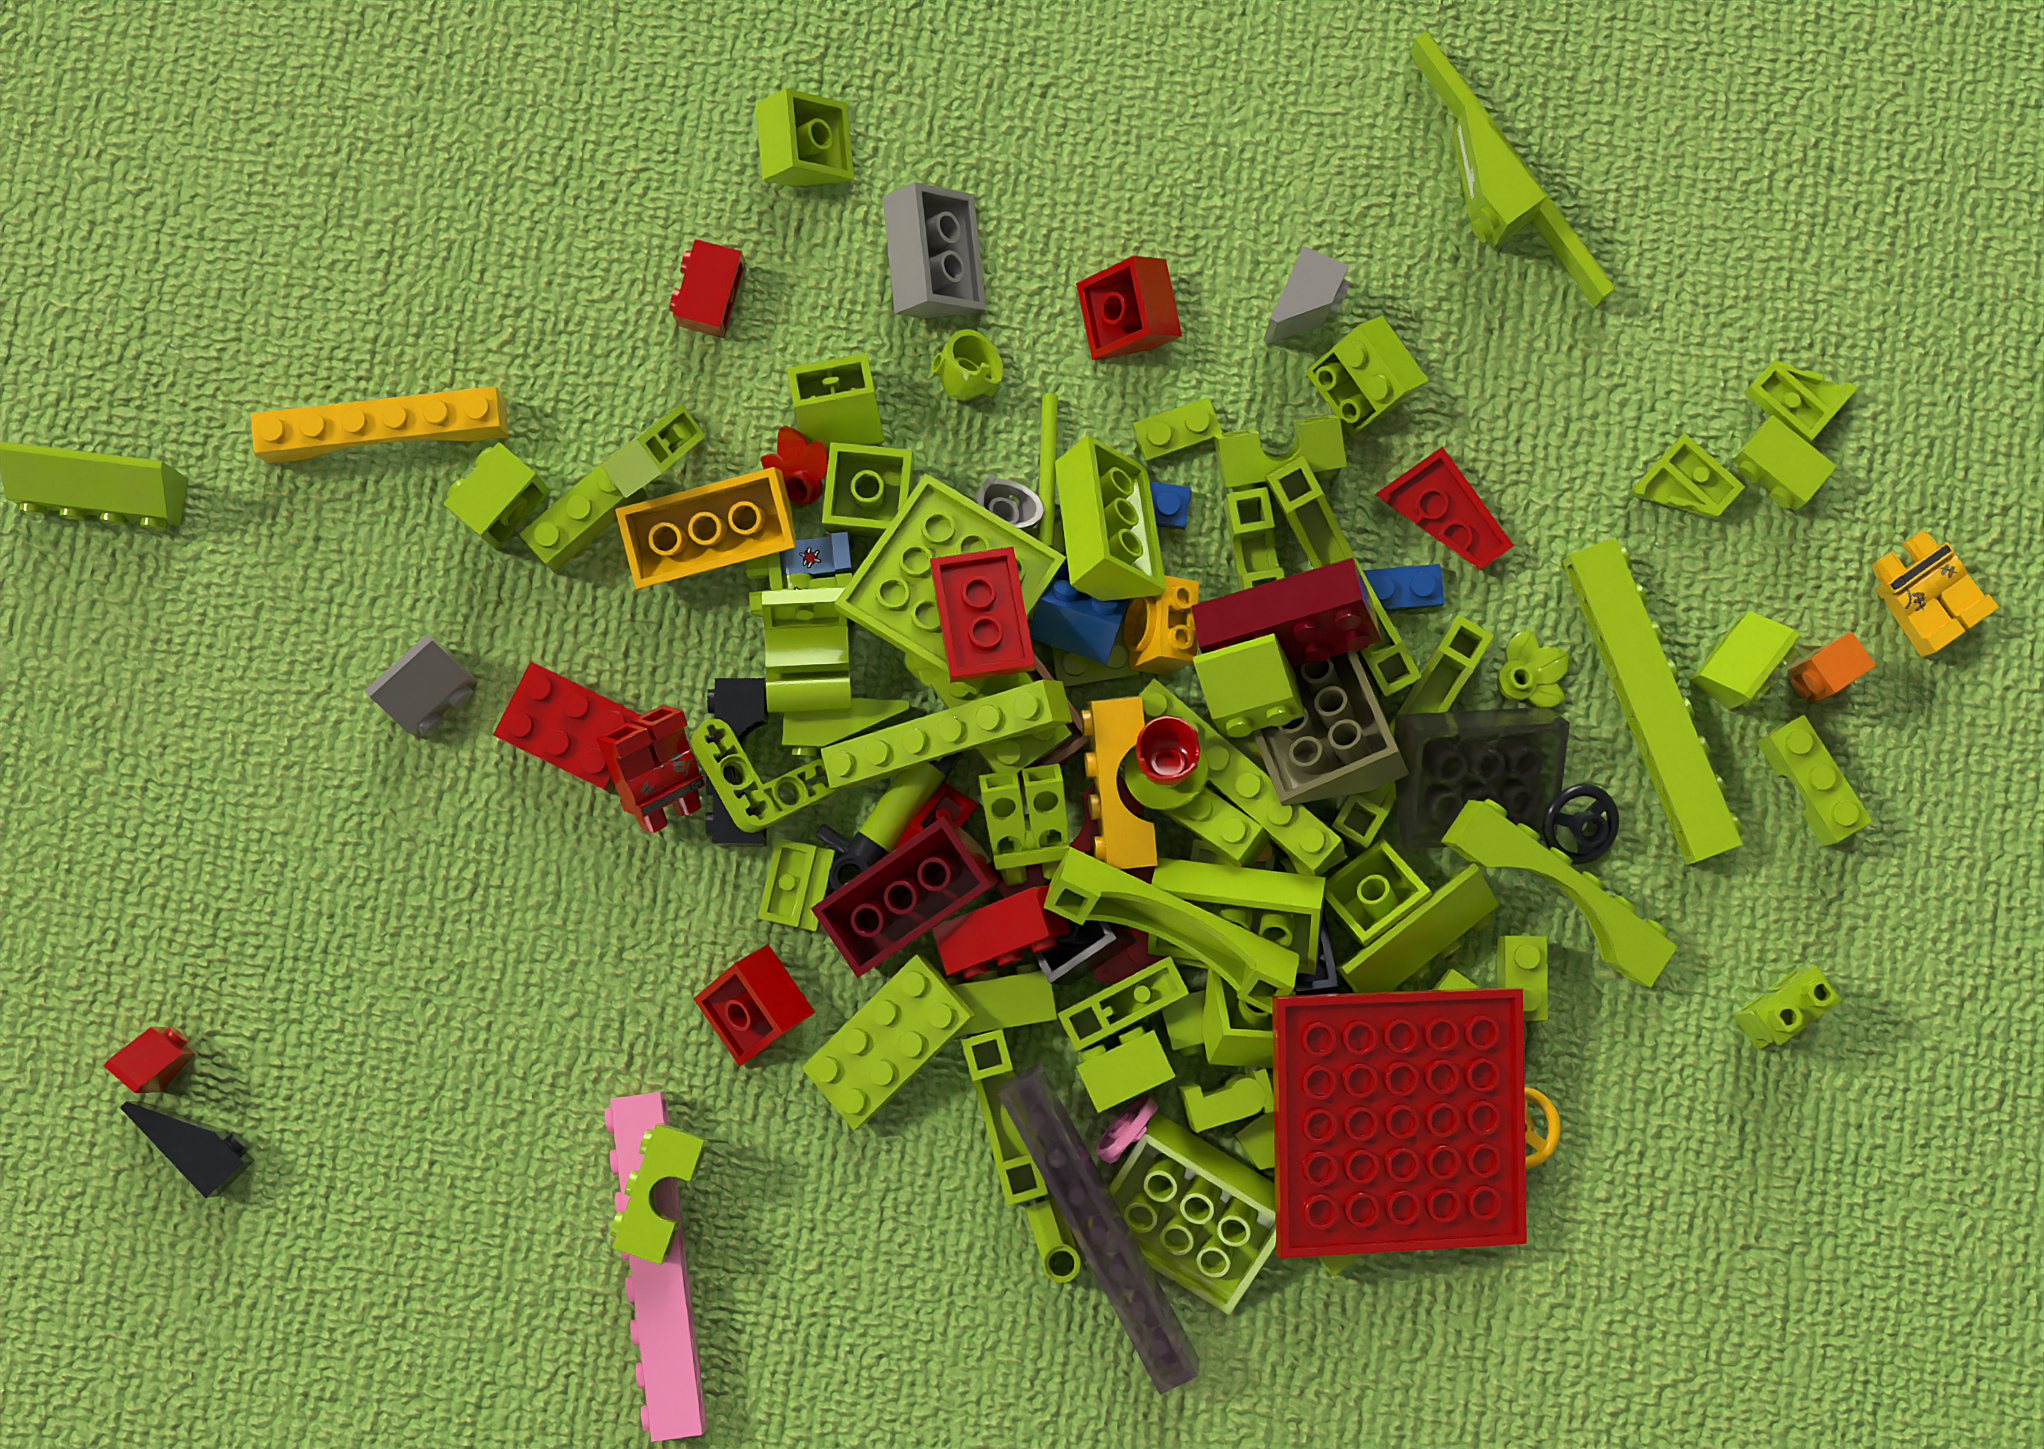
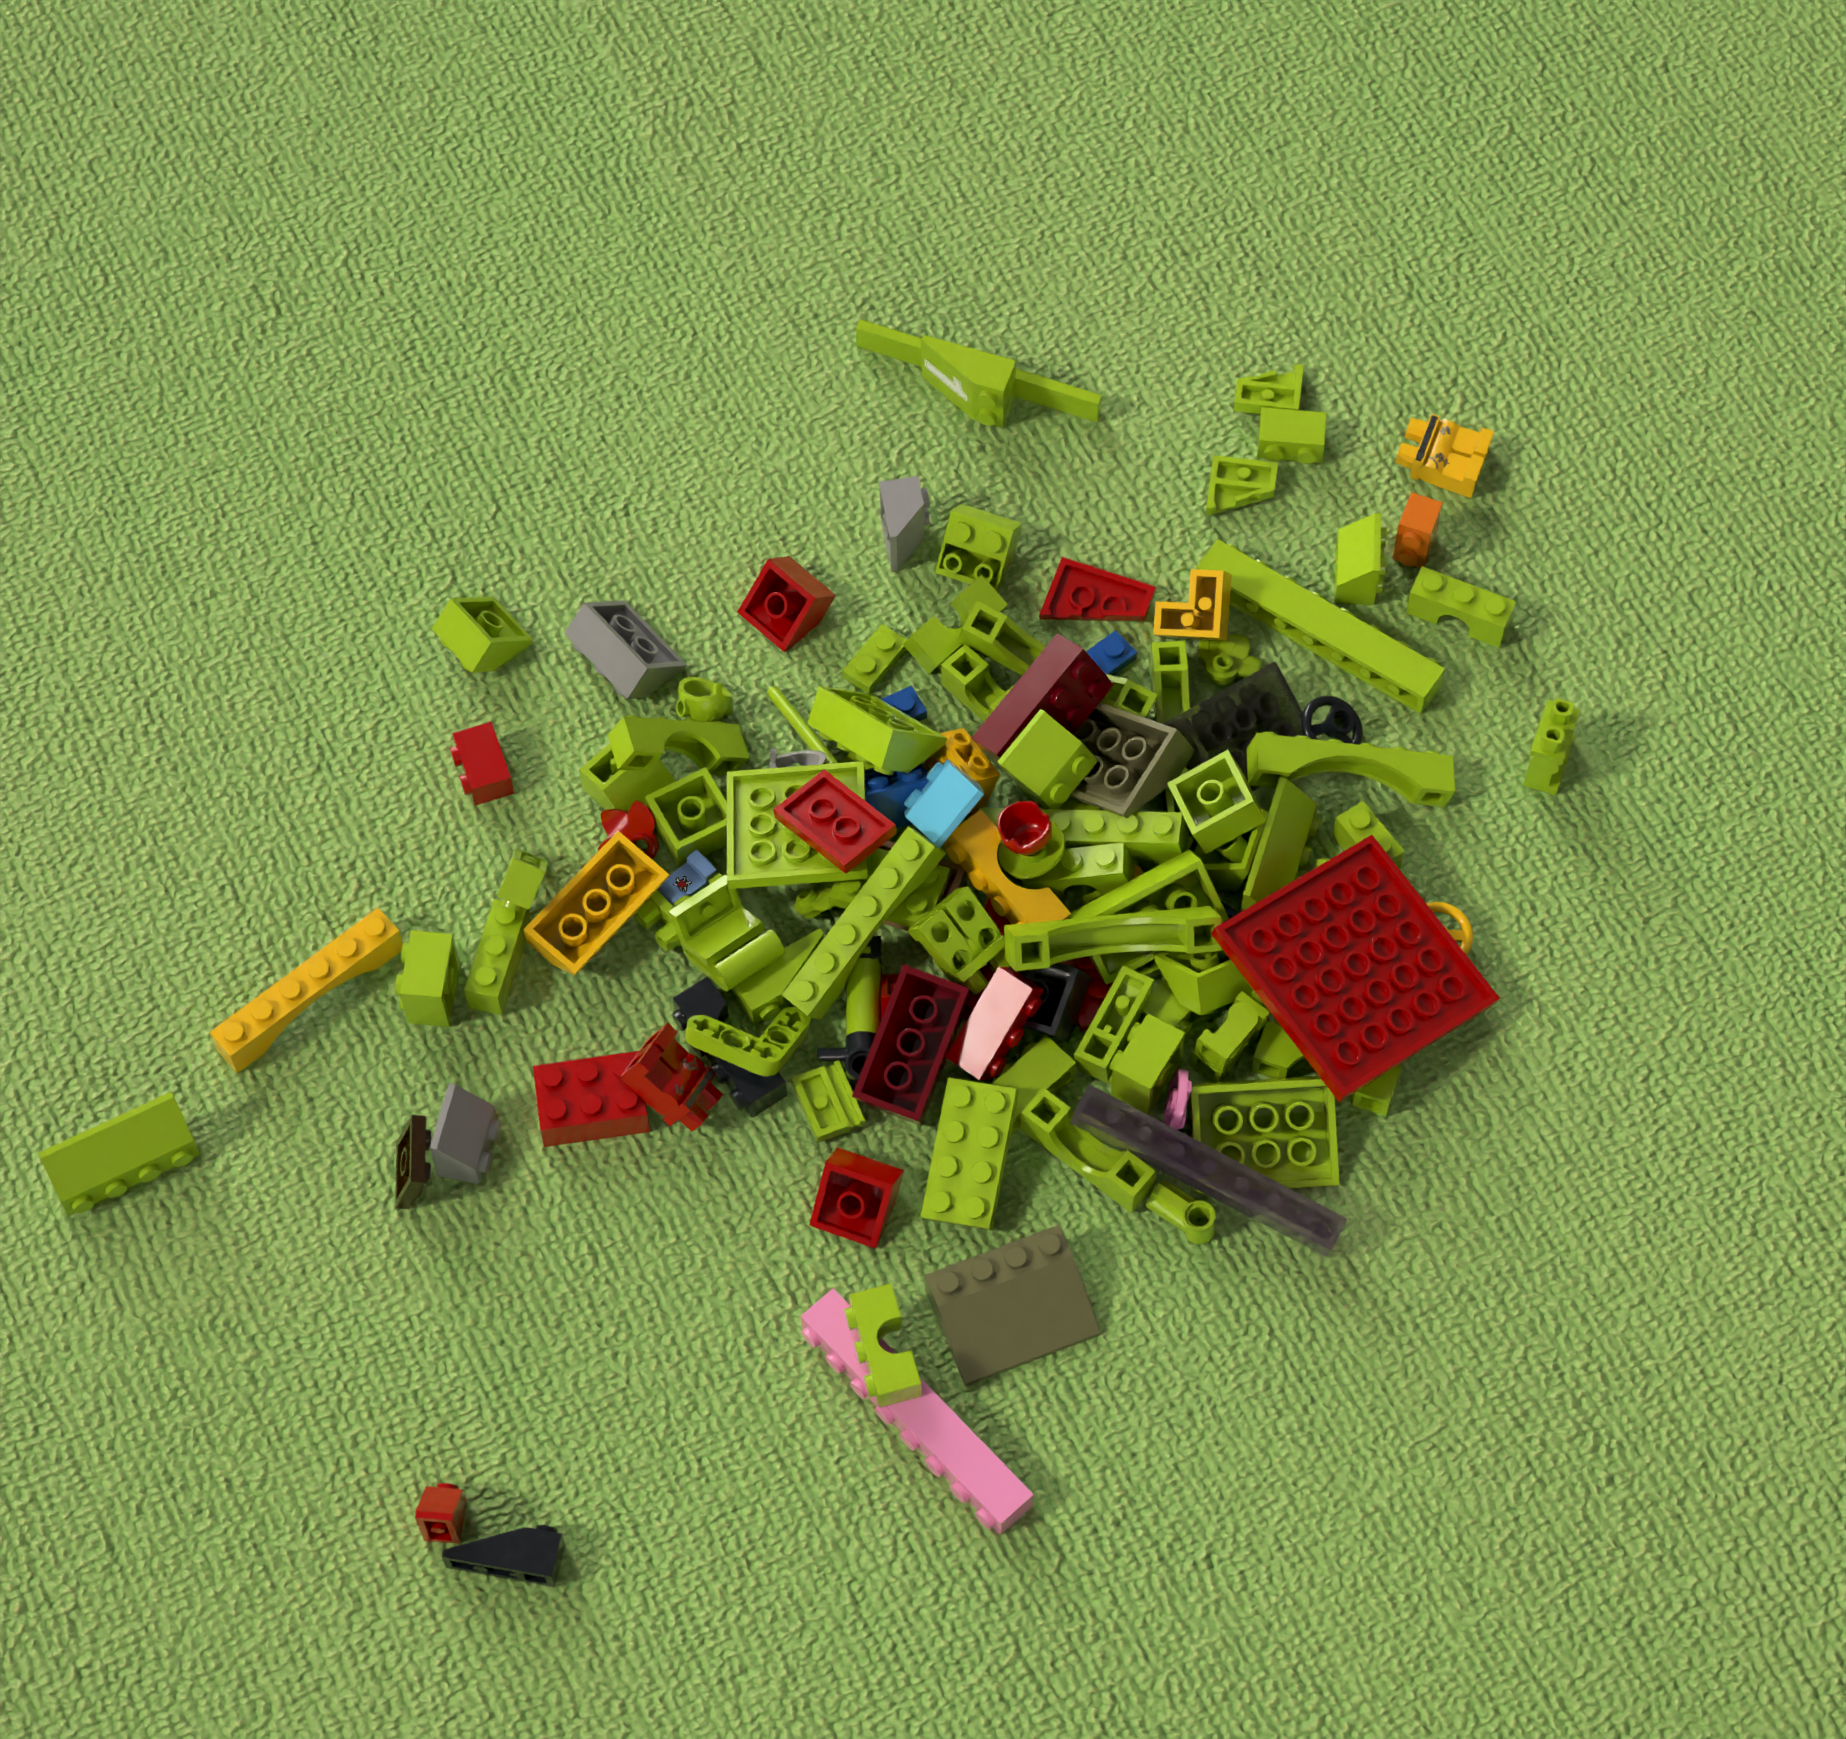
camera: 35 degrees left, 20 degrees down
(345, 697) = (411, 1167): none -> dark brown plate
(822, 1221) = (1011, 1305): none -> olive slope
(940, 426) = (713, 745): none -> lime arch
(1108, 665) = (942, 801): none -> medium azure slope
(1385, 852) = (1216, 801): none -> lime brick
(1534, 615) = (1204, 614): none -> yellow brick

